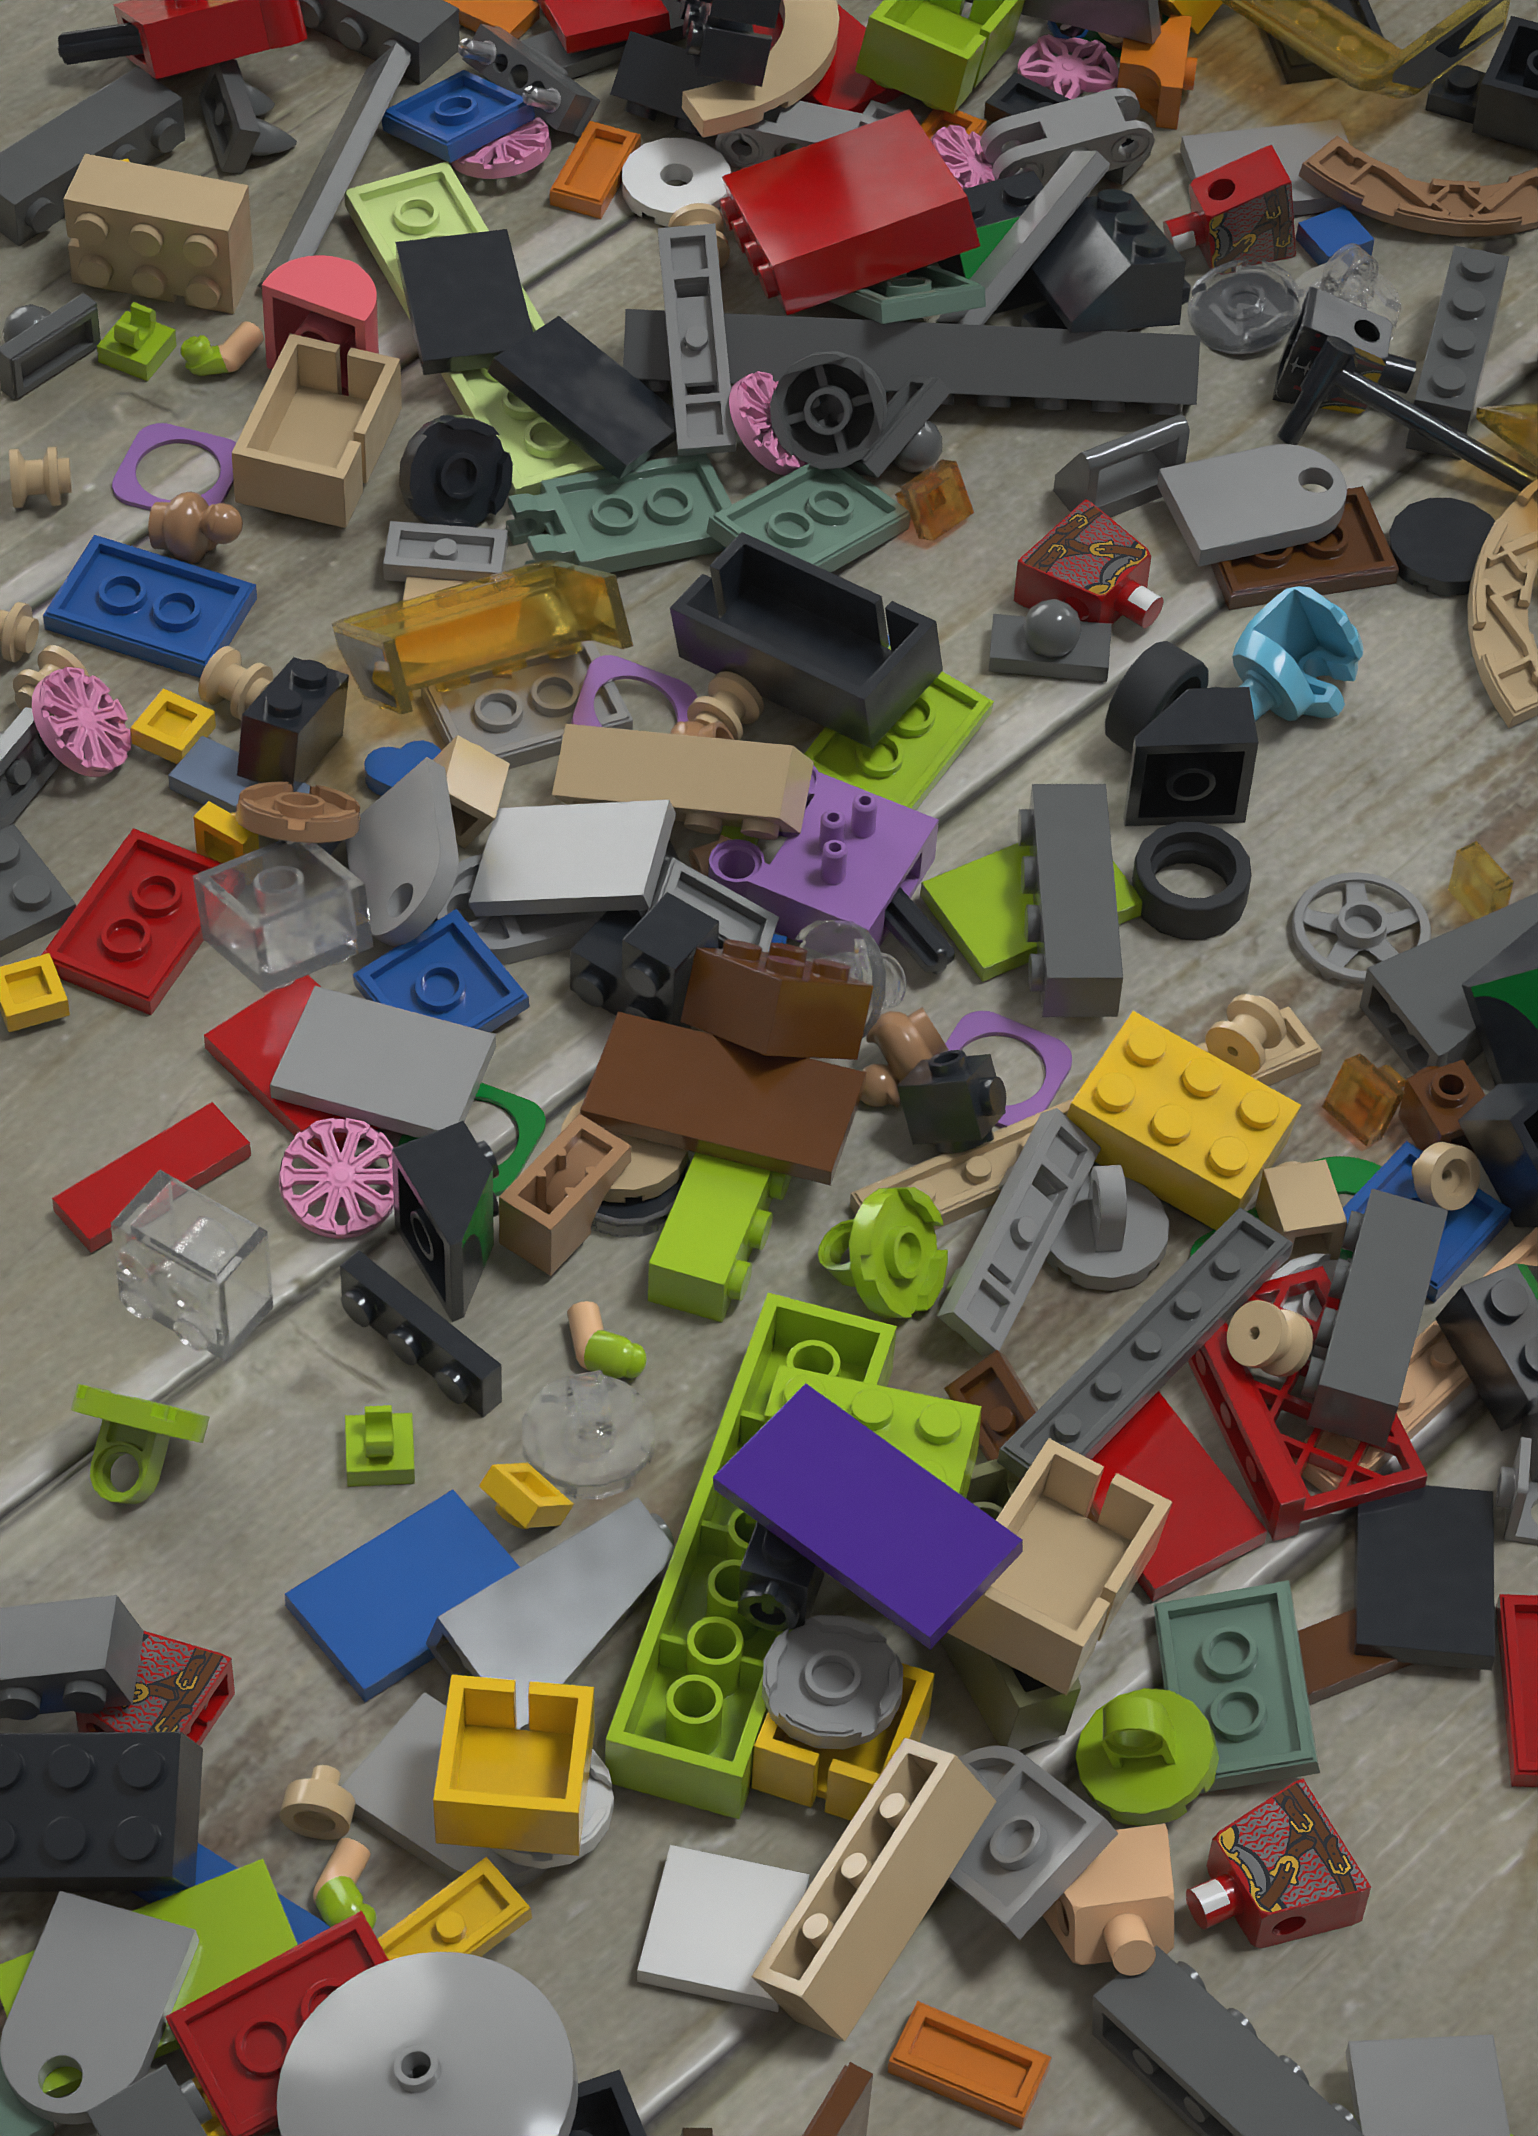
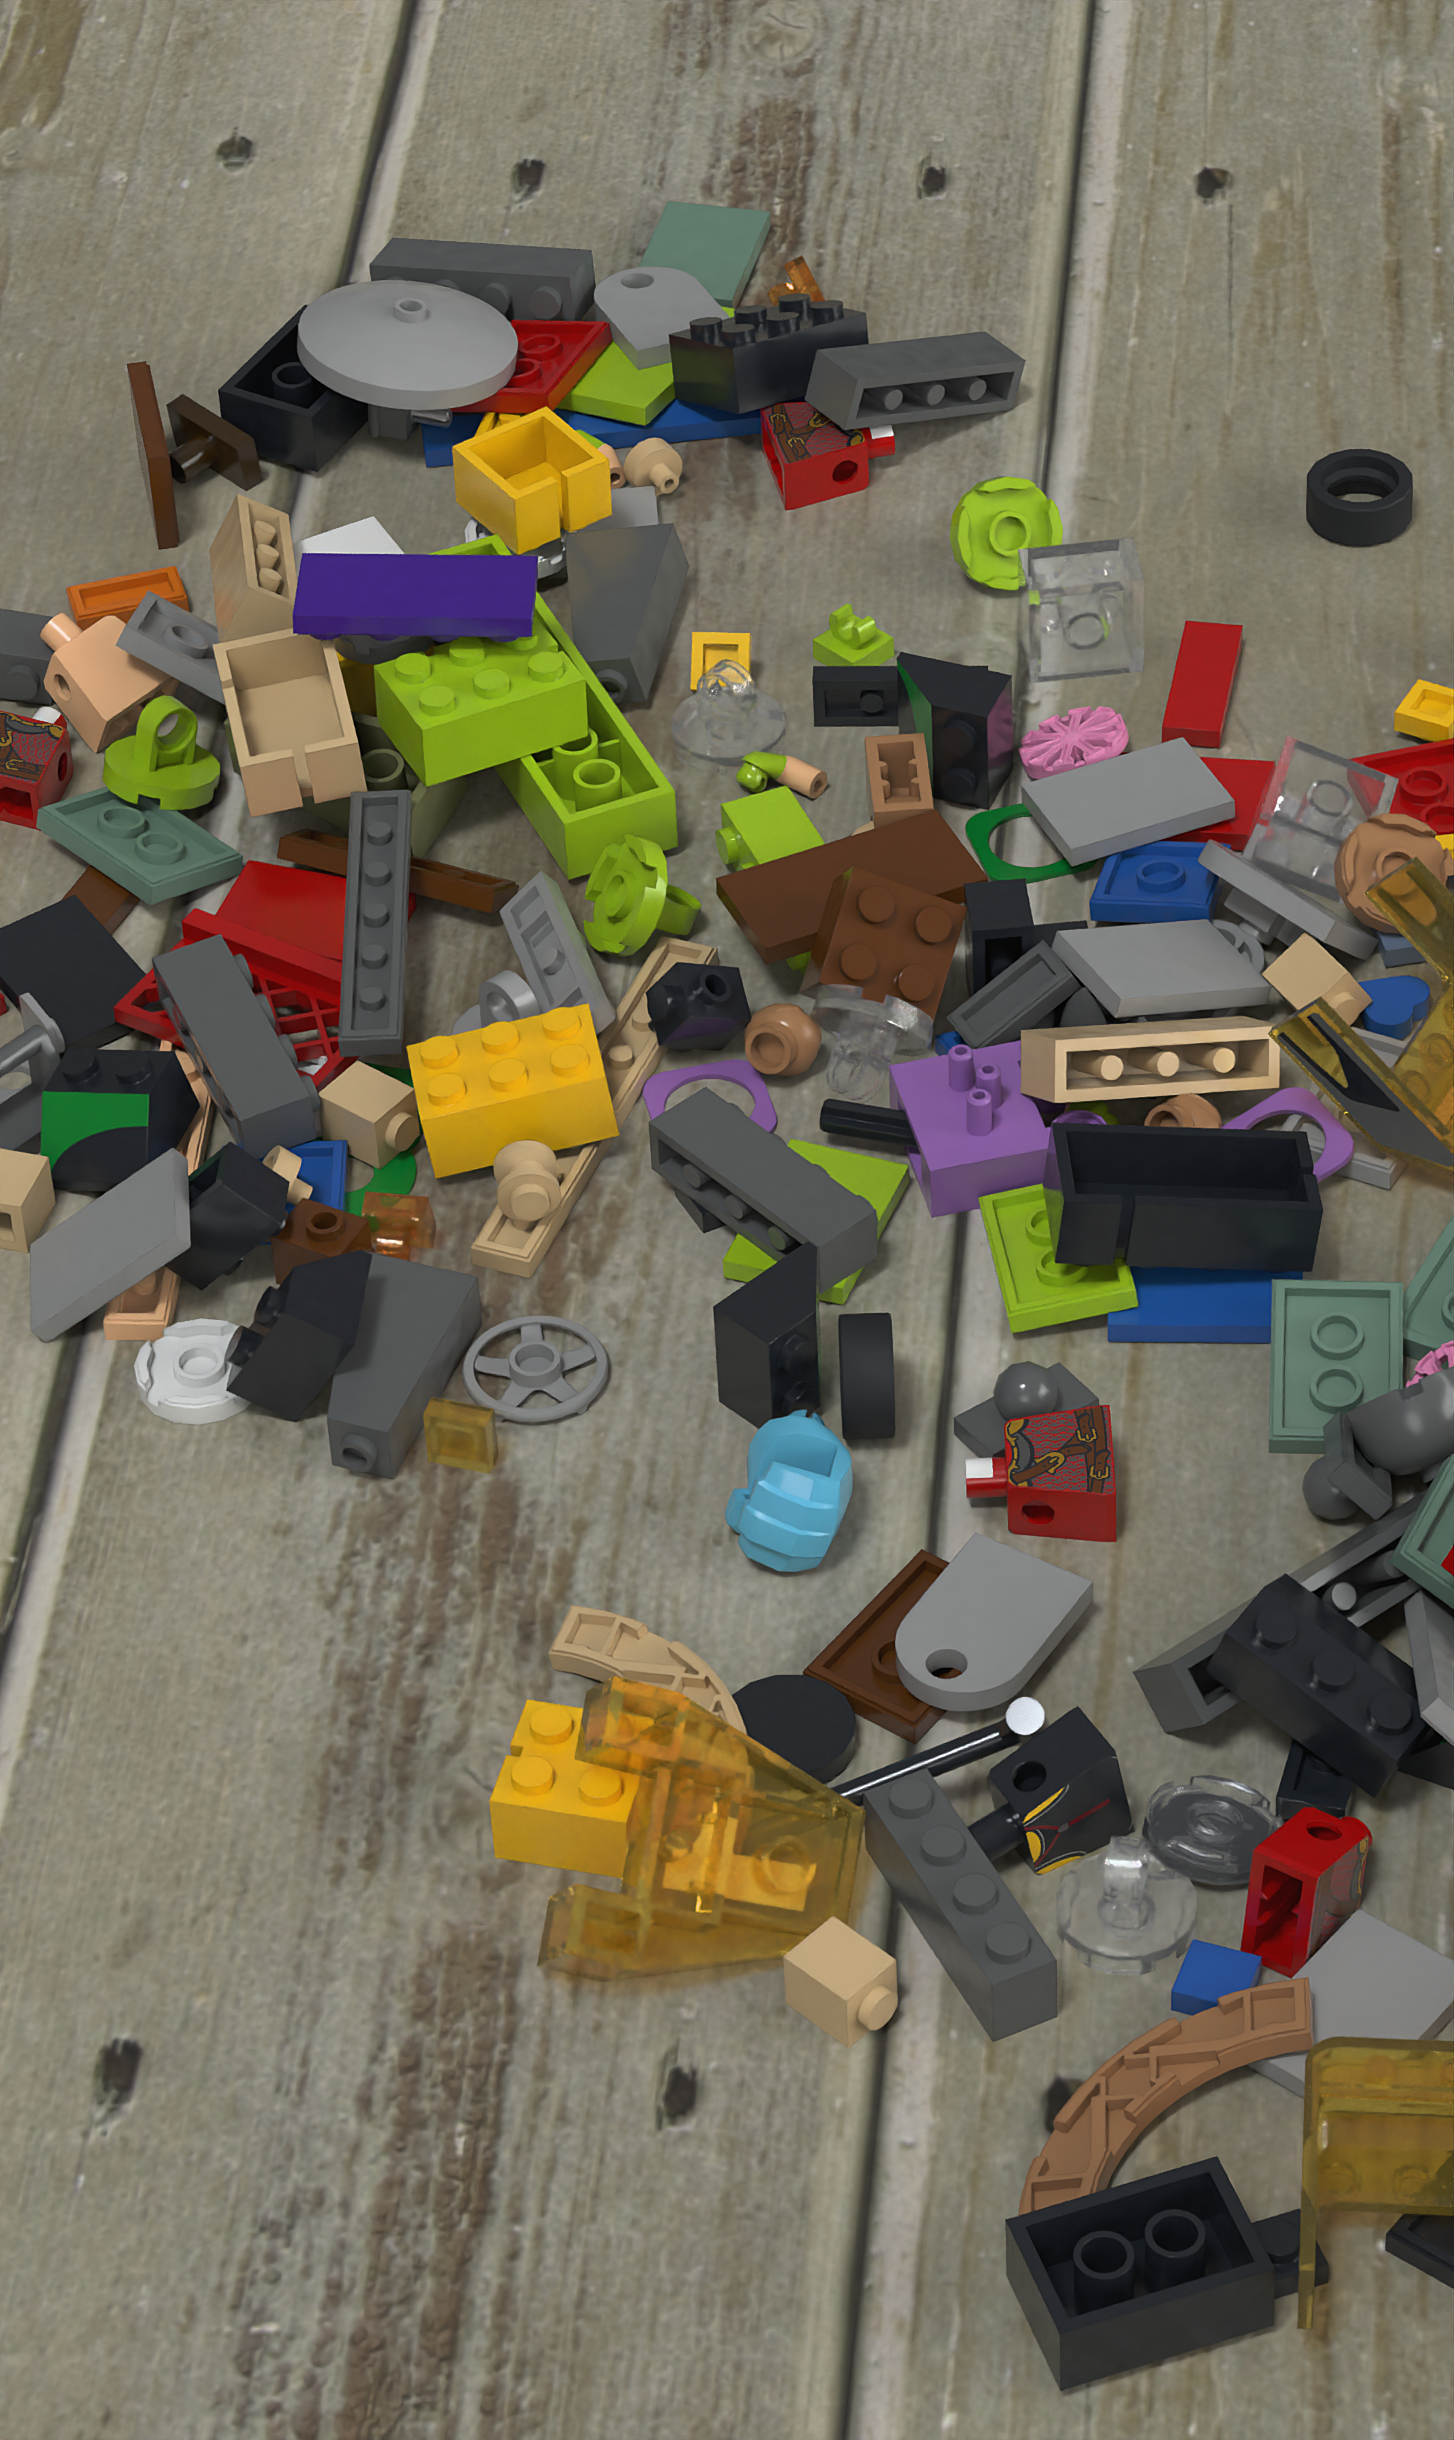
camera: 145 degrees right, 10 degrees down
(384, 1597) = (740, 588): blue tile -> none
(936, 499) = (1262, 1453): clear orange tile -> none
(1124, 470) = (1133, 1576): dark grey tile -> none
(1198, 845) = (685, 1268): black tyre -> none
(1269, 1338) = (293, 979): tan wheel -> none

